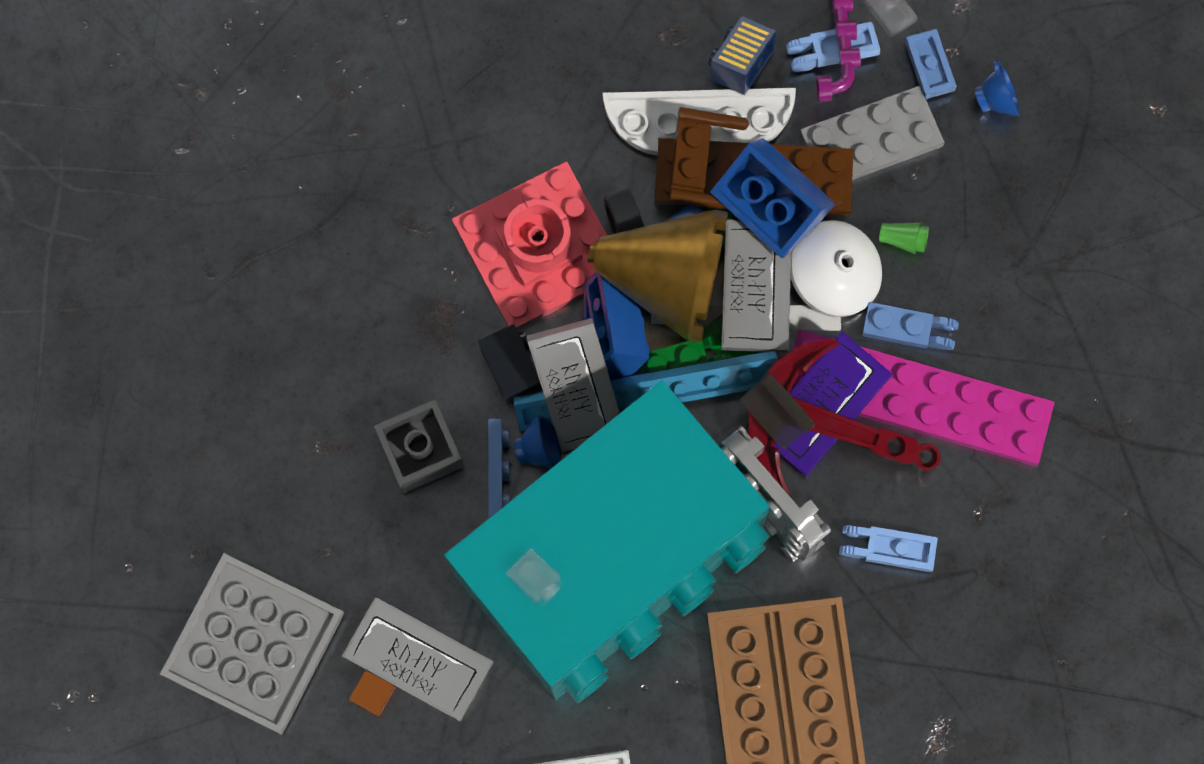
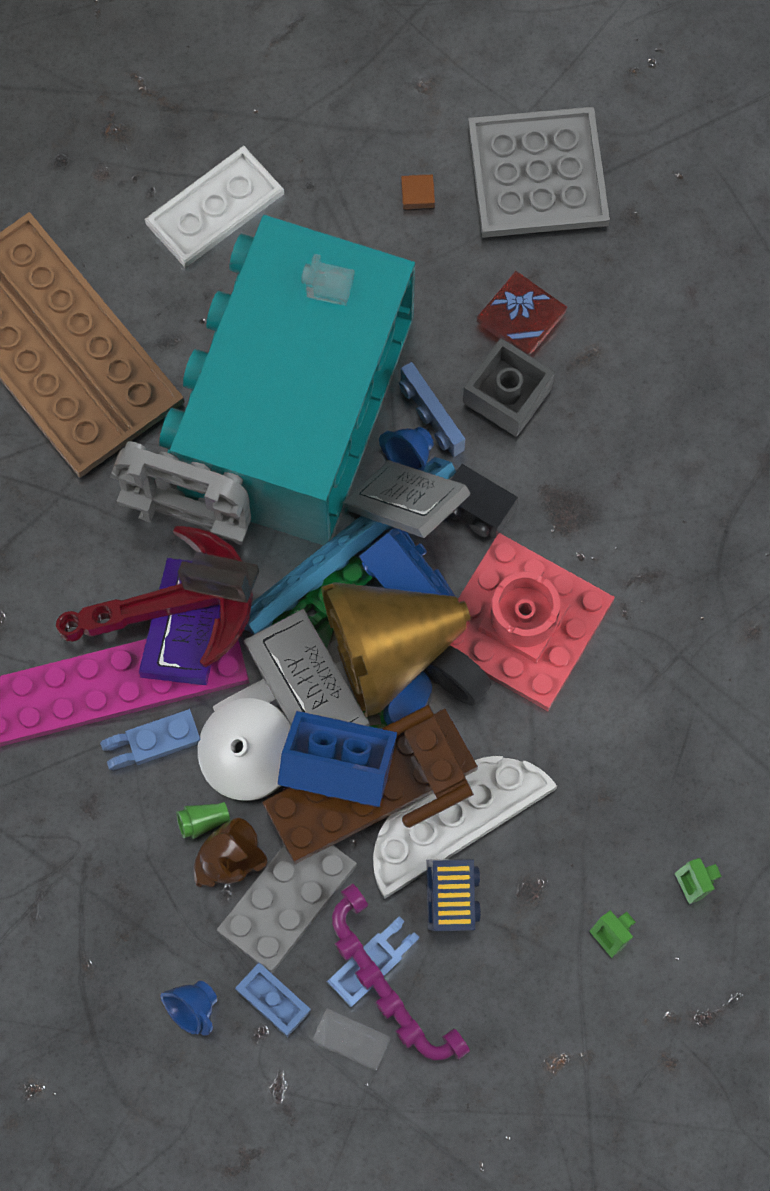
camera: 145 degrees right, 5 degrees down
(360, 513) = (521, 313): none -> clear red tile
(418, 659) = (416, 232): light grey tile -> none
(892, 547) = (59, 540): light blue hinge -> none
(901, 194) = (228, 854): none -> reddish brown helmet

